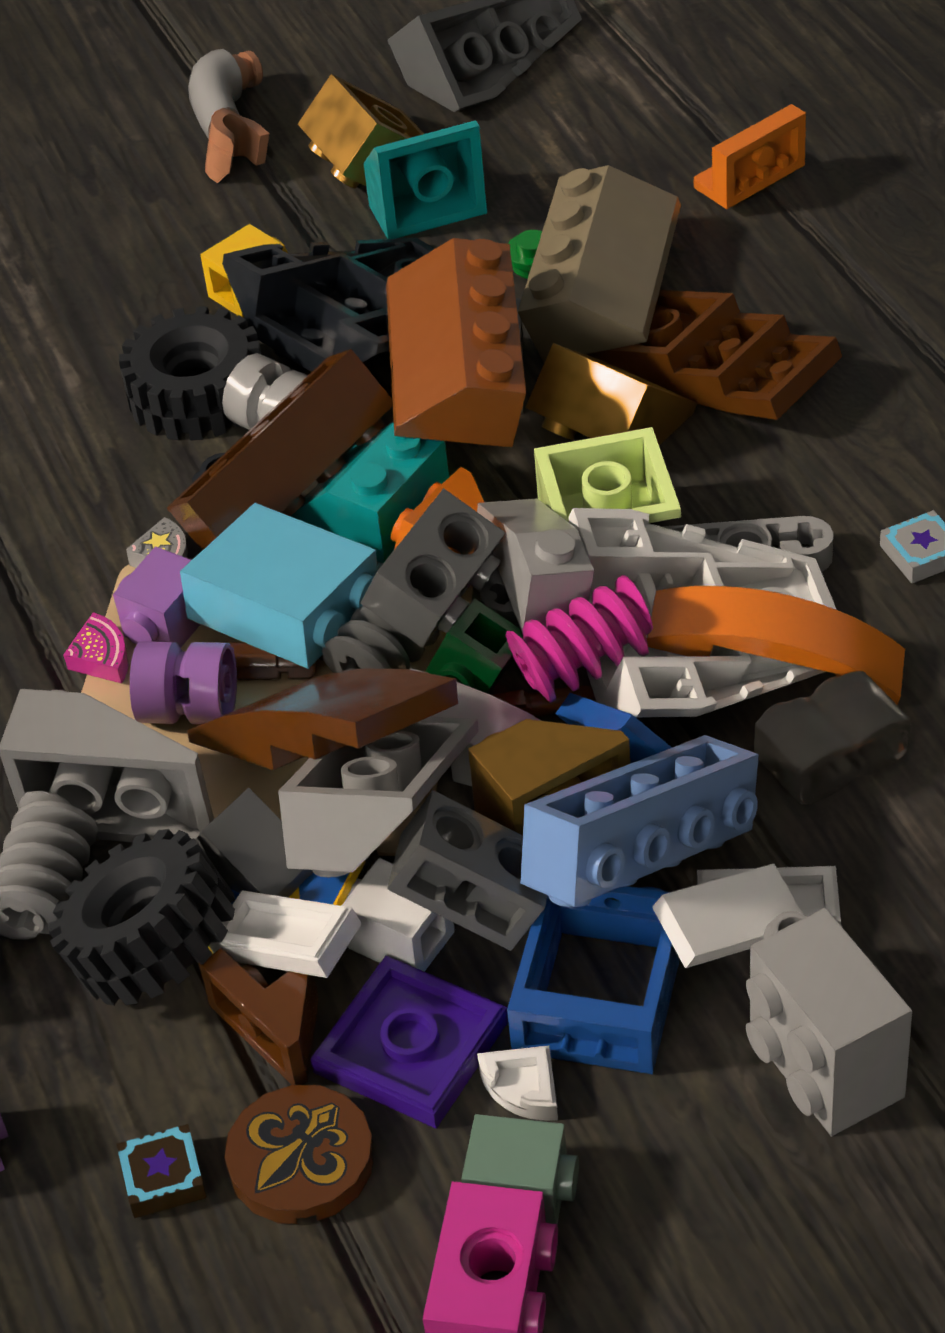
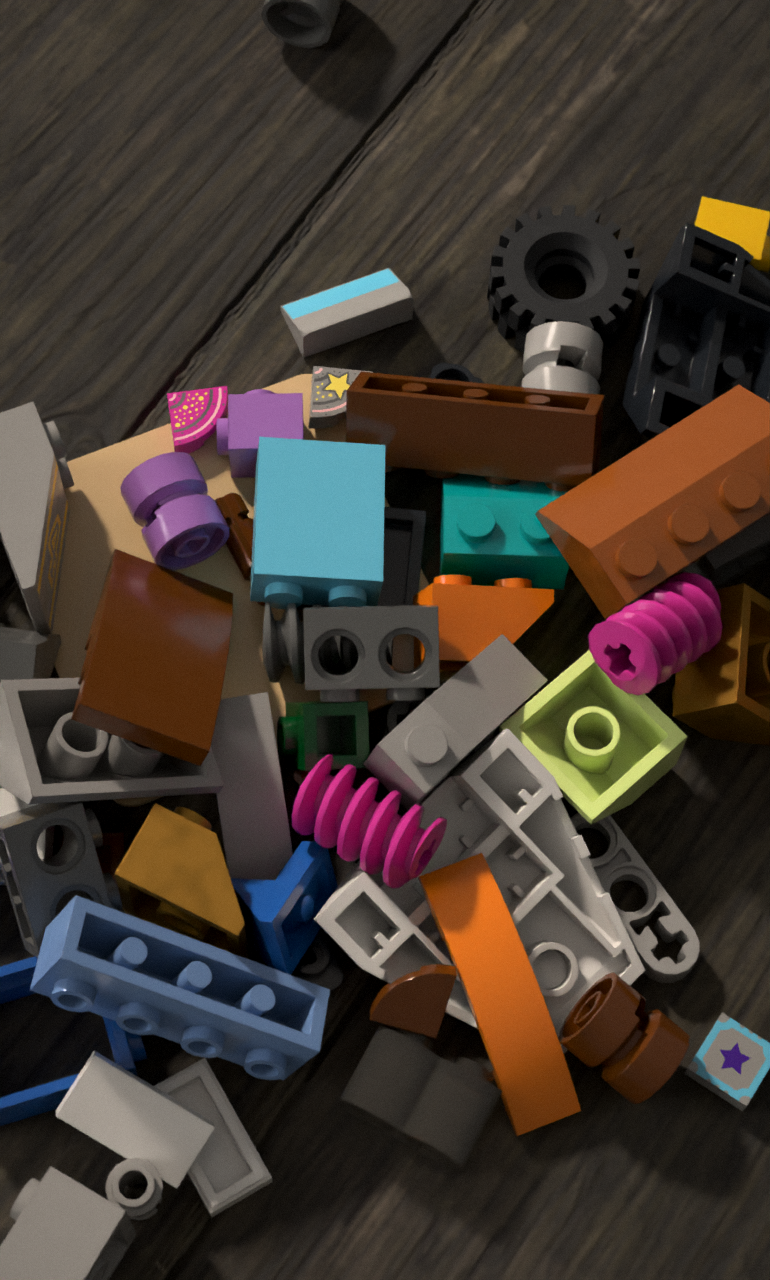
camera: 50 degrees right, 20 degrees up
(92, 515) = (348, 311): none -> light grey slope
(562, 398) = (658, 633): none -> dark pink piece
(752, 684) = (416, 1000): none -> reddish brown tile
(870, 578) = (633, 1045): none -> reddish brown wheel

